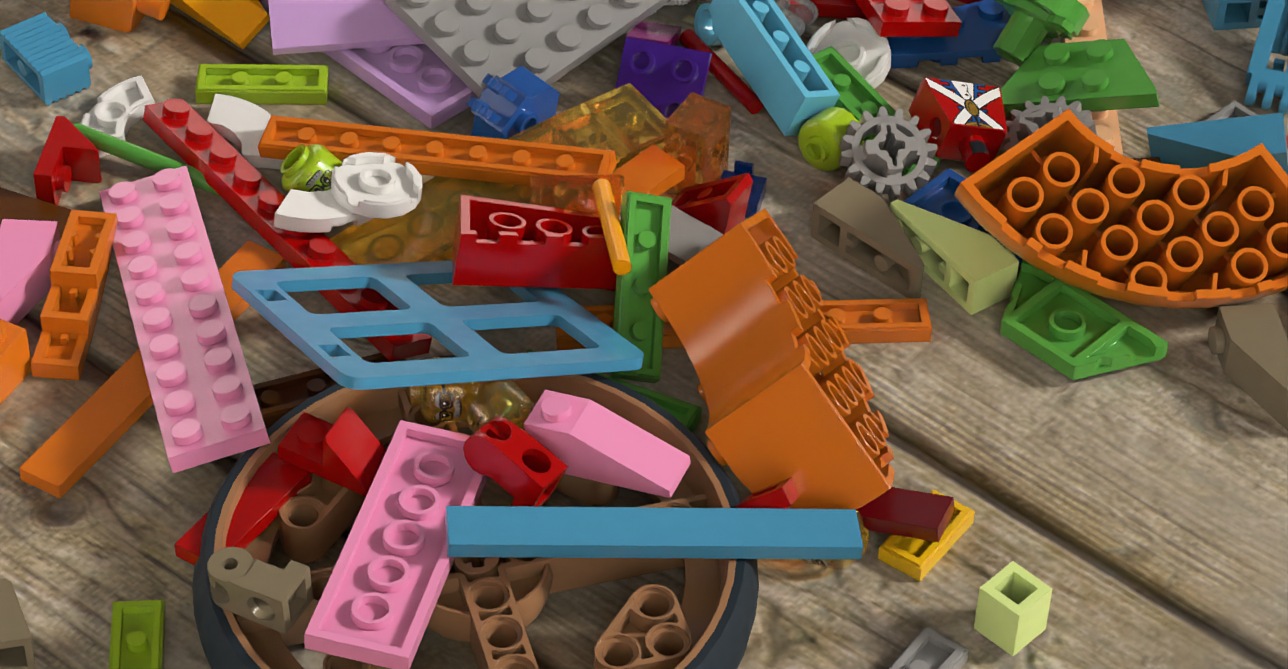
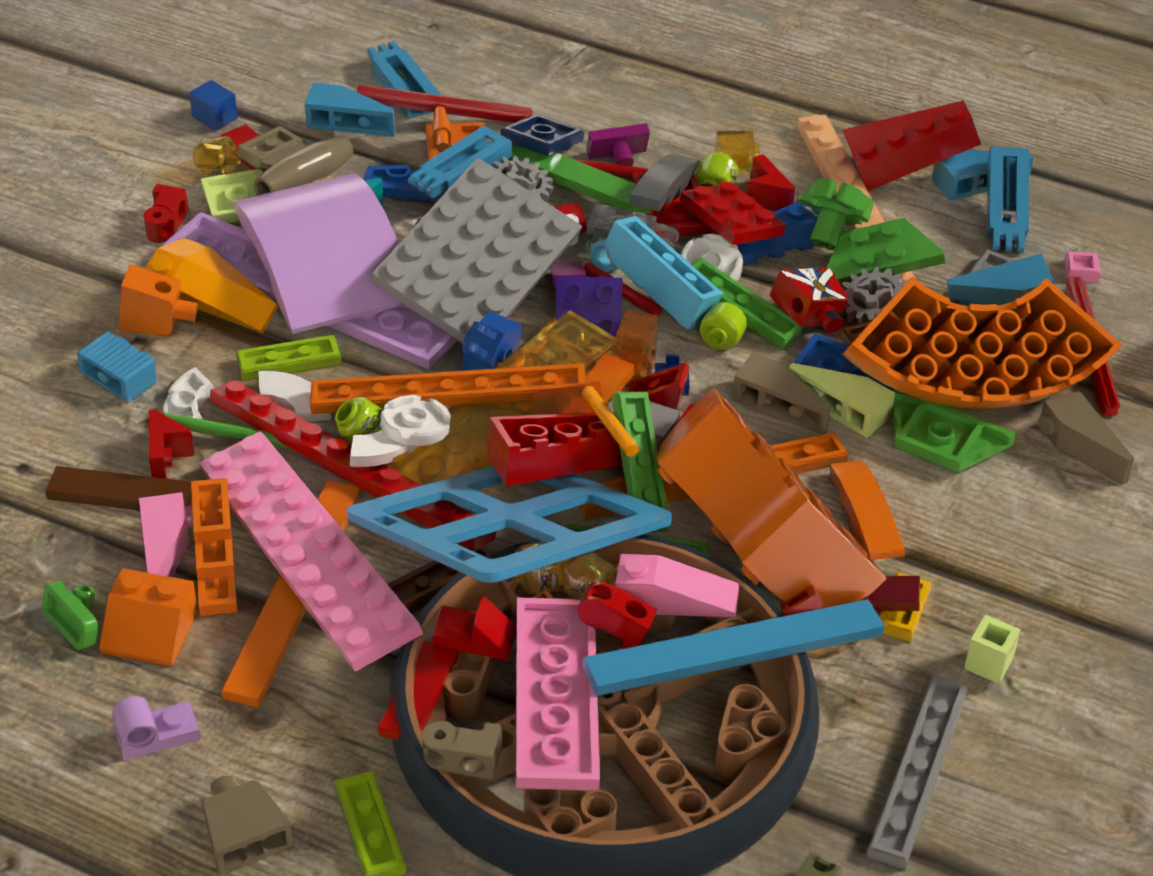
camera: 15 degrees left, 0 degrees up
(900, 142) = (772, 330): light grey gear -> none
(923, 404) = (867, 510): none -> orange slope

